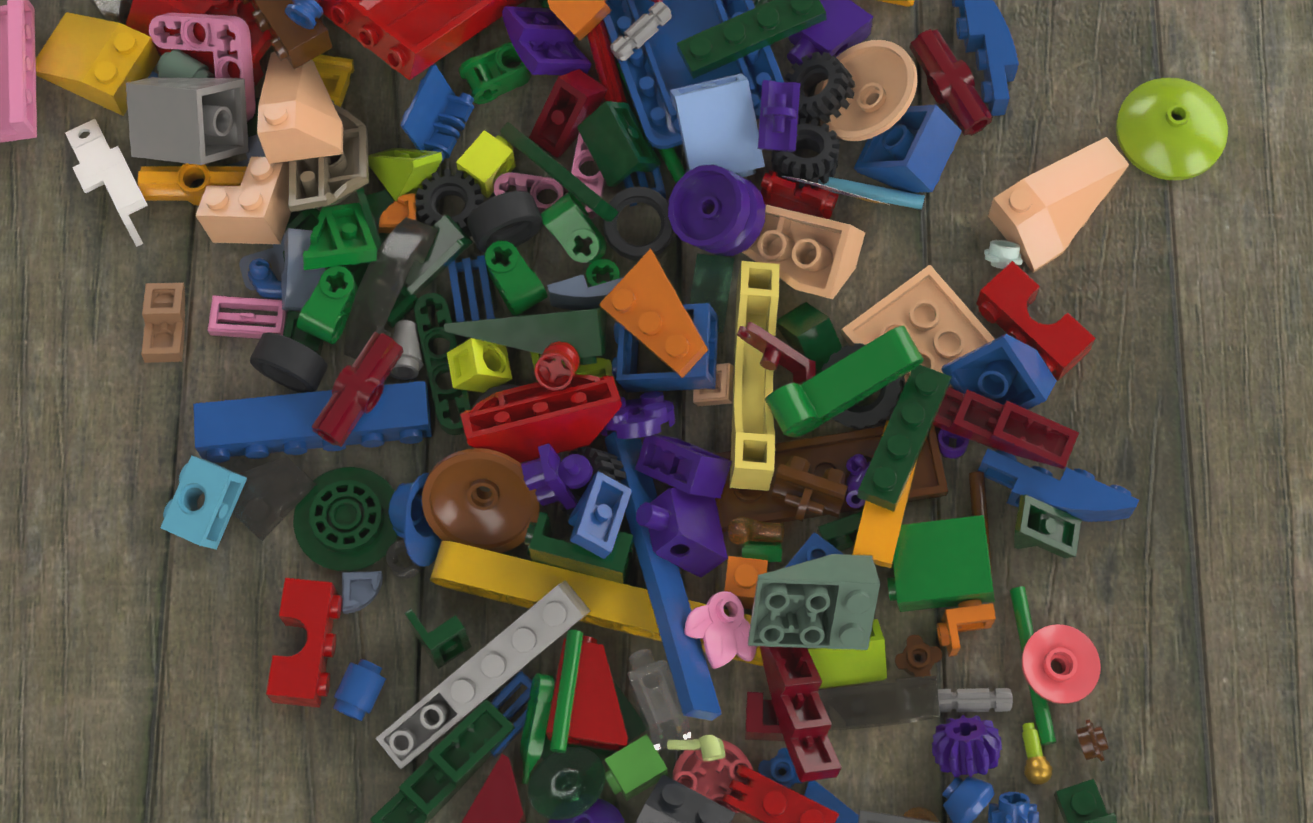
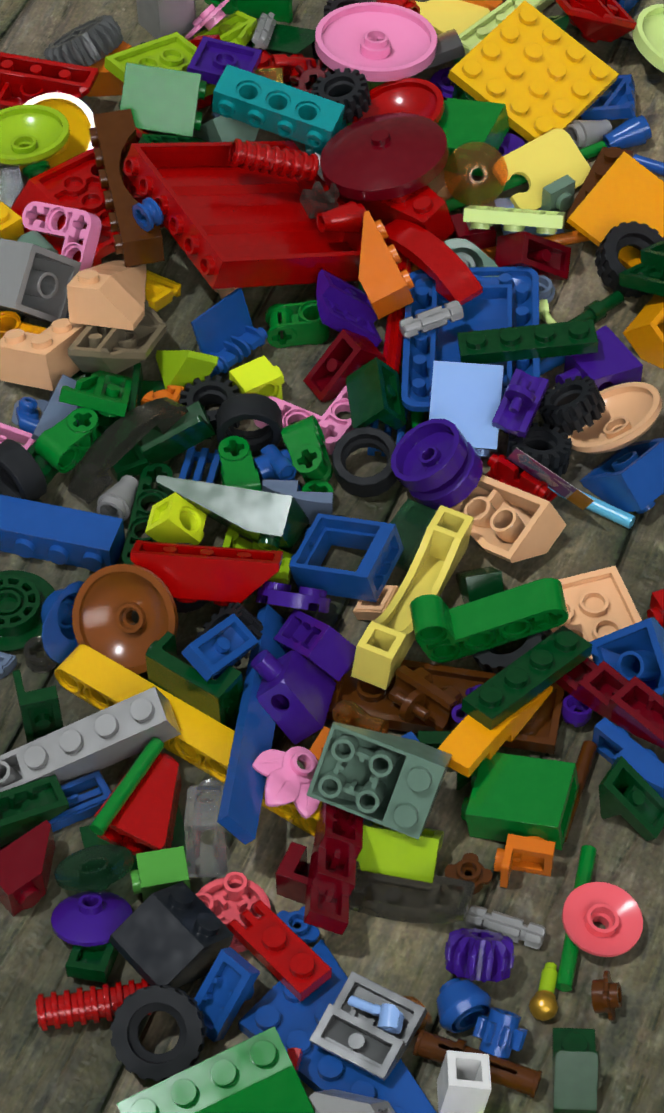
camera: 20 degrees right, 20 degrees down
(357, 389) = (60, 502): dark red piece -> none
(536, 722) = (87, 814): green piece -> none
(549, 257) = (275, 464): none -> blue plate
(552, 372) = (230, 527): red wheel -> none
(555, 476) = (201, 609): dark purple hips -> none
(558, 172) = (312, 401): dark green tile -> none
(655, 316) = (344, 521): orange wing -> none
(711, 747) = (236, 876): yellowish green hand -> none
(777, 352) = (437, 578): dark red piece -> none

